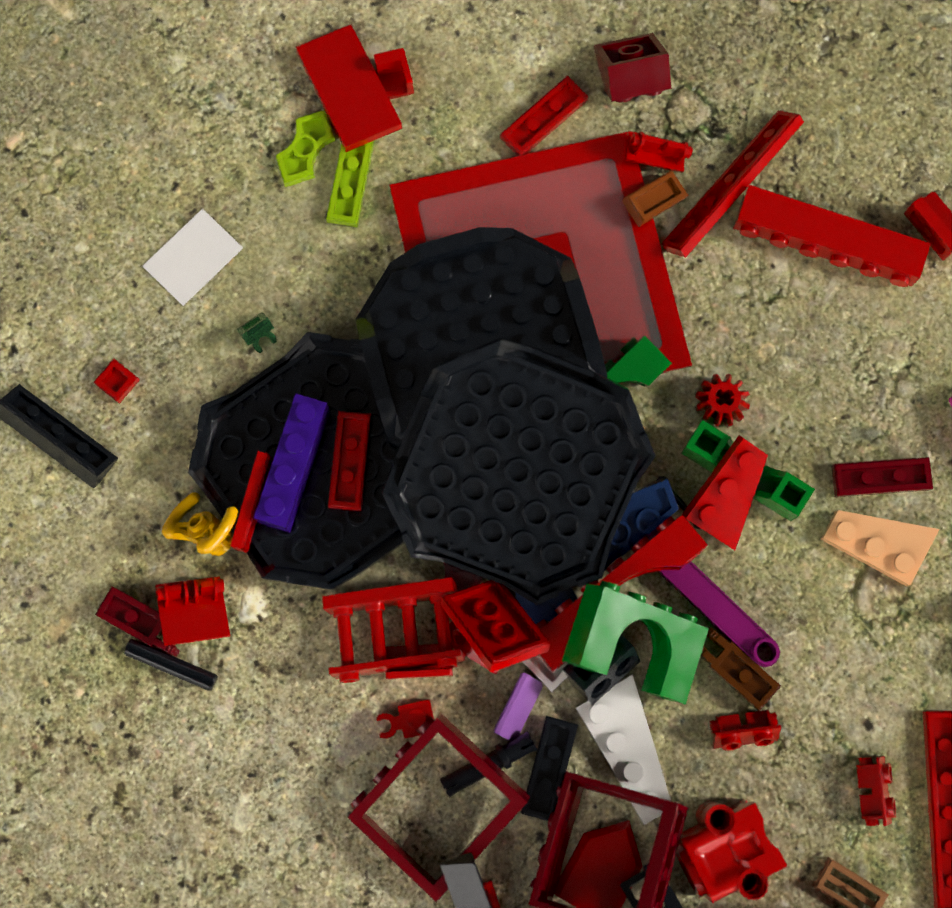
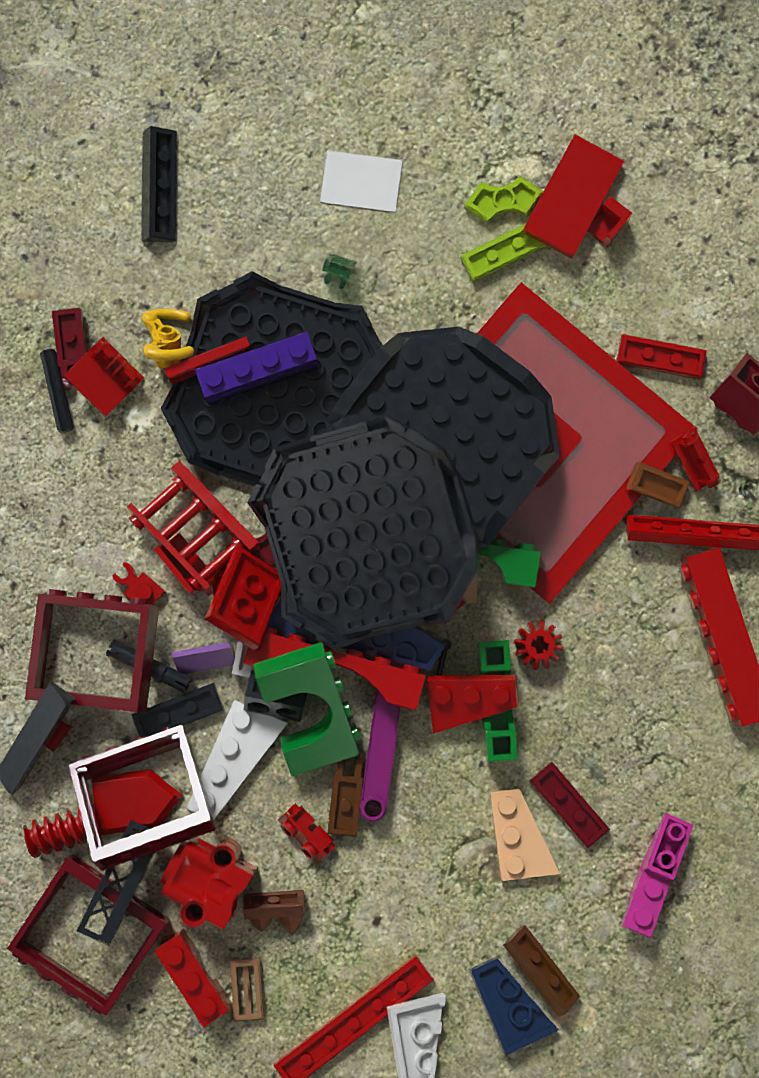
camera: 55 degrees right, 5 degrees up
(116, 381) = (229, 197): red tile -> none
(349, 461) = (290, 407): red tile -> none
(798, 798) = (284, 905): none -> copper tile
(878, 804) = (341, 954): red hinge -> none

